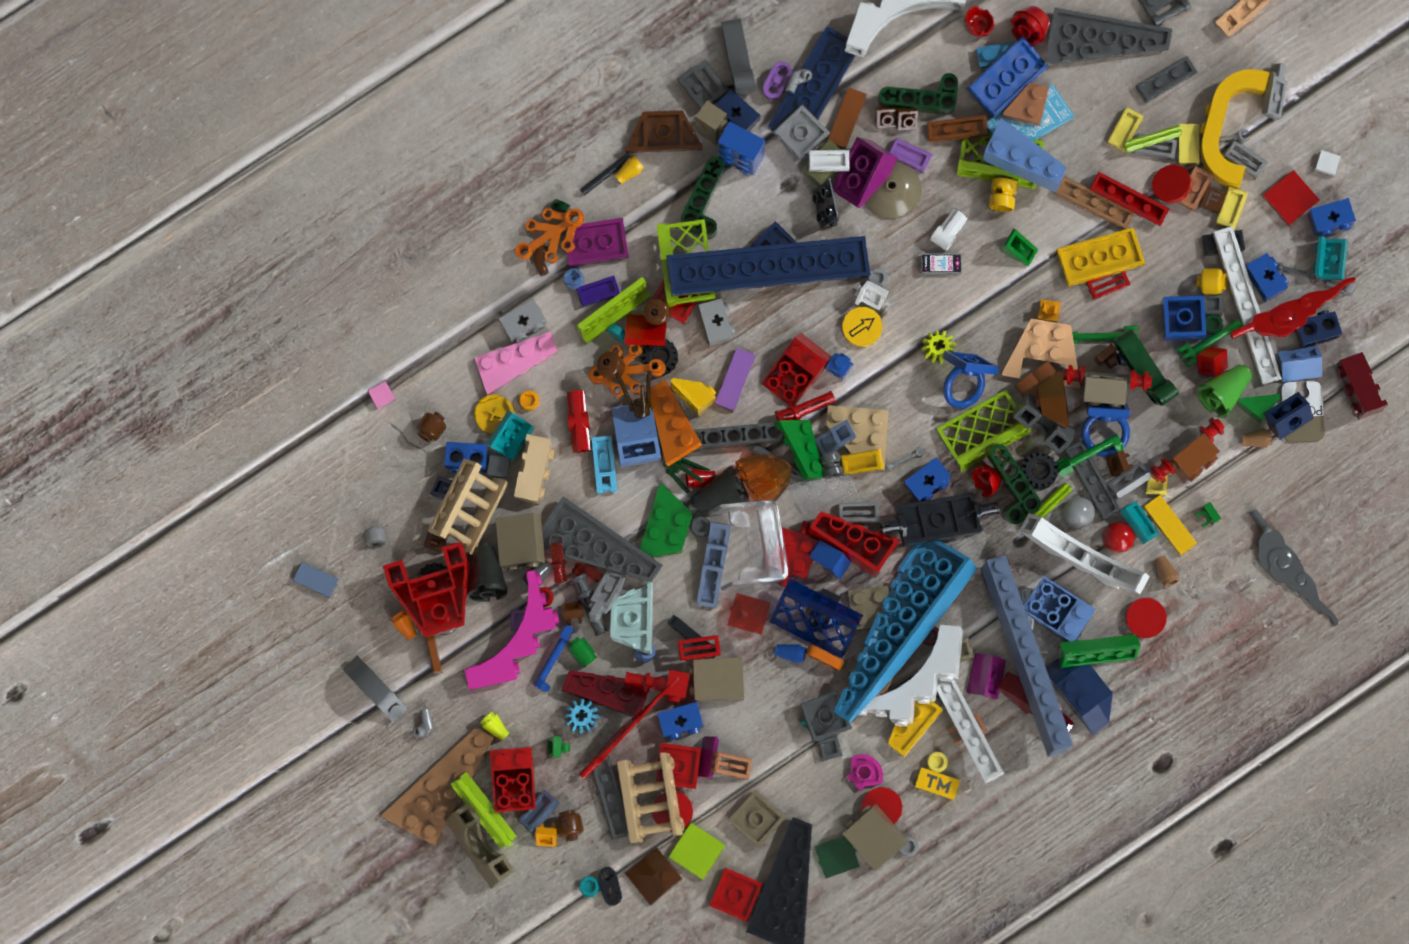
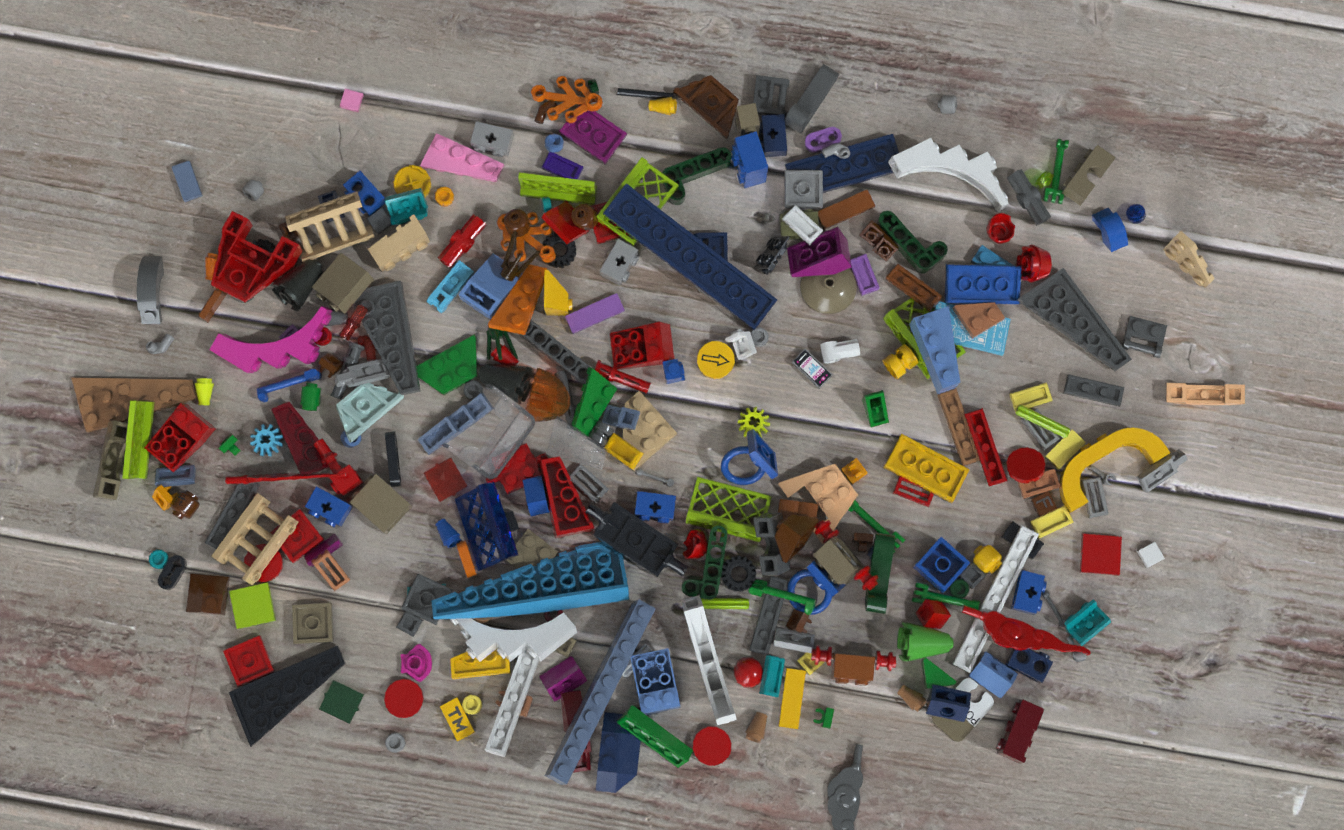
camera: 40 degrees right, 0 degrees up
(431, 426) = (361, 151): reddish brown head -> none
(703, 647) = (400, 479): red tile -> none
(875, 836) = (377, 713): dark tan brick -> none
(1078, 512) = (737, 628): light grey hair -> none
(1340, 210) = (1126, 595): blue brick -> none

